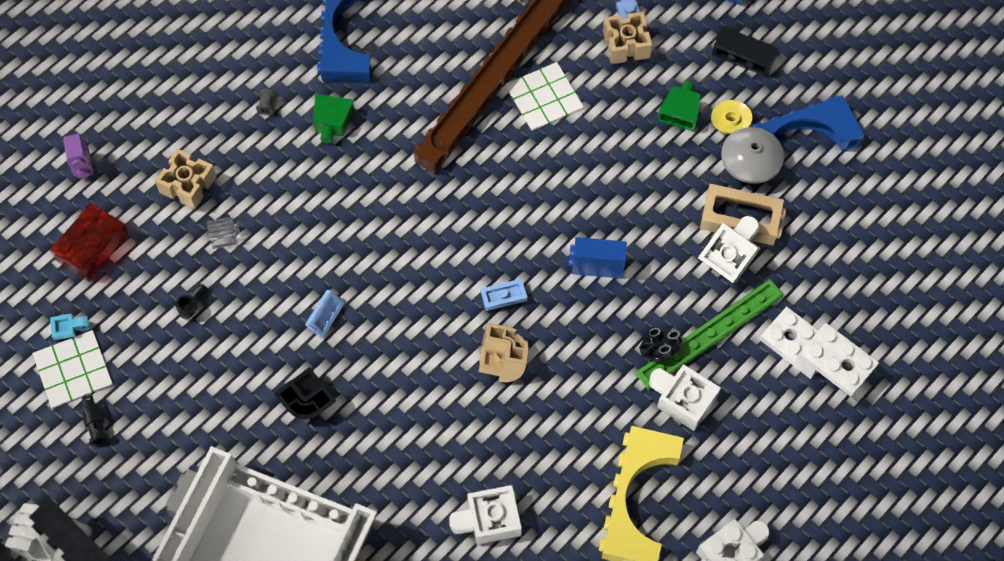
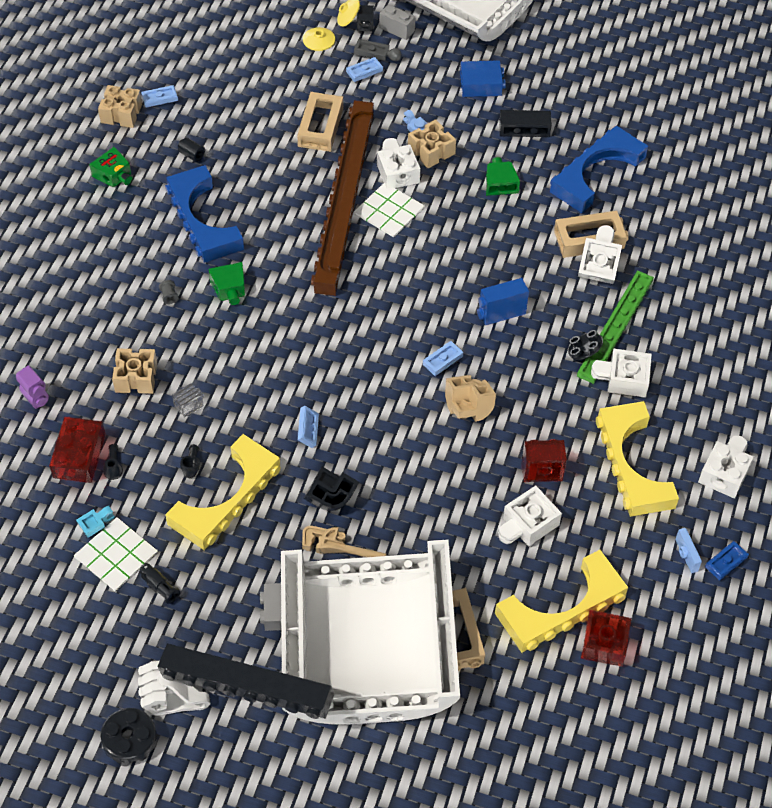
camera: 25 degrees left, 10 degrees down
(119, 278) = (116, 471): none -> black bar
(171, 377) = (205, 524): none -> light yellow arch
(281, 451) = (332, 542): none -> tan piece
(538, 458) = (543, 460): none -> clear red brick
(578, 47) = (397, 164): none -> white brick
(731, 110) = (542, 170): light yellow dish -> none
(750, 164) = (575, 188): light grey dish -> none
(819, 351) = (709, 300): white bracket -> none

